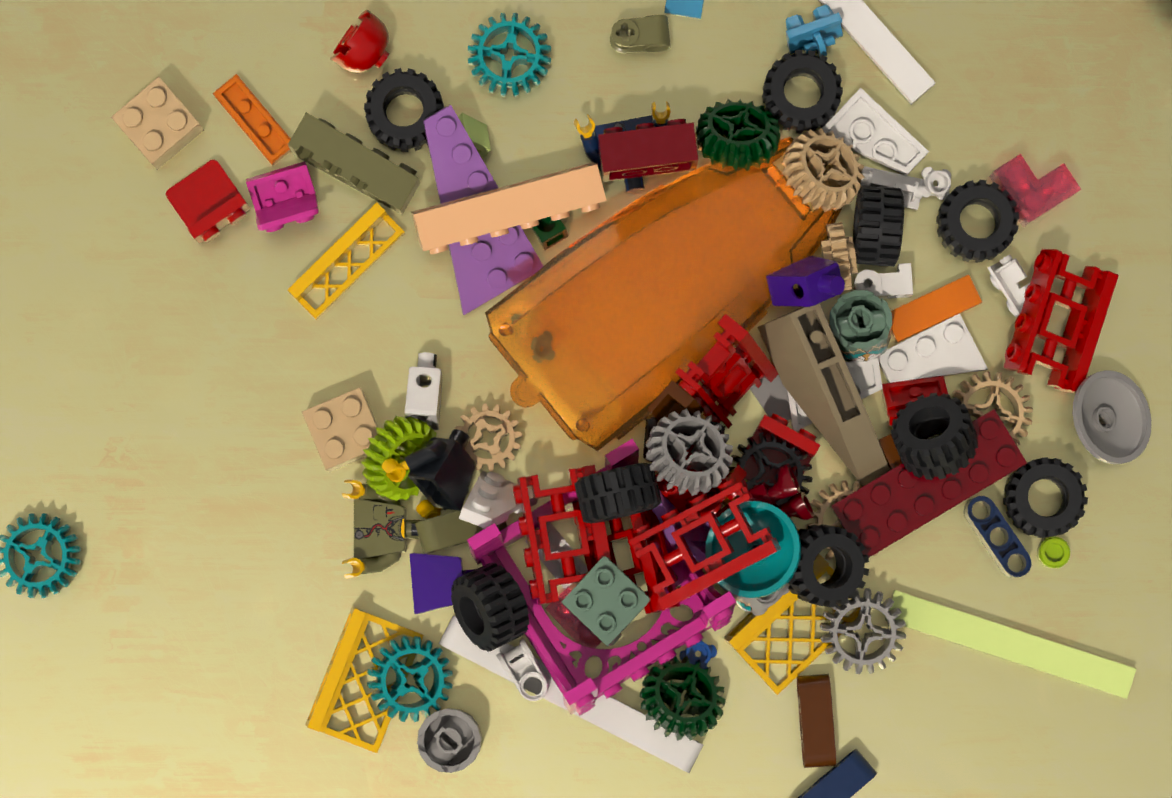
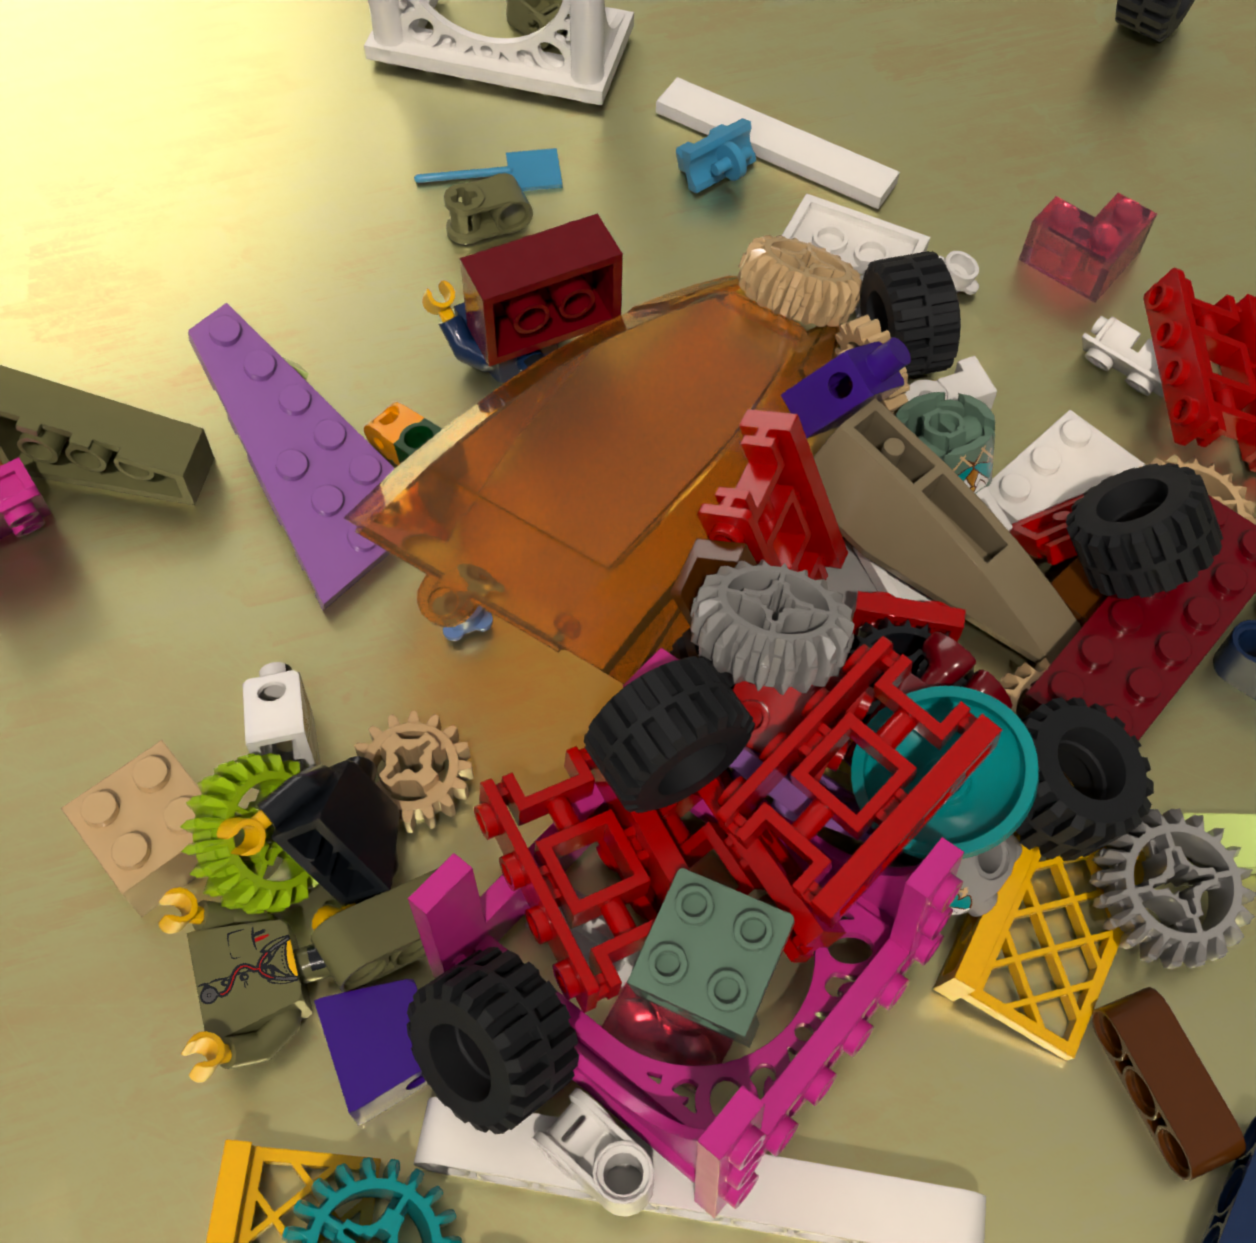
camera: 20 degrees left, 25 degrees down
(338, 252) = (91, 575): yellow fence -> none
(363, 45) = (84, 299): red cylinder -> none
(384, 92) = (134, 353): black tyre -> none
(491, 501) = (430, 847): white wing -> none
(497, 53) = (308, 269): teal gear -> none
(509, 206) = (346, 414): light nougat brick -> none
(706, 705) = (915, 1115): dark green gear -> none
(707, 653) = (917, 1018): blue plate -> none
(737, 134) = (672, 266): dark green gear -> none
(808, 66) = (727, 206): black tyre -> none
(934, 308) = (1035, 411): orange tile -> none
(993, 200) = (1037, 292): black tyre -> none

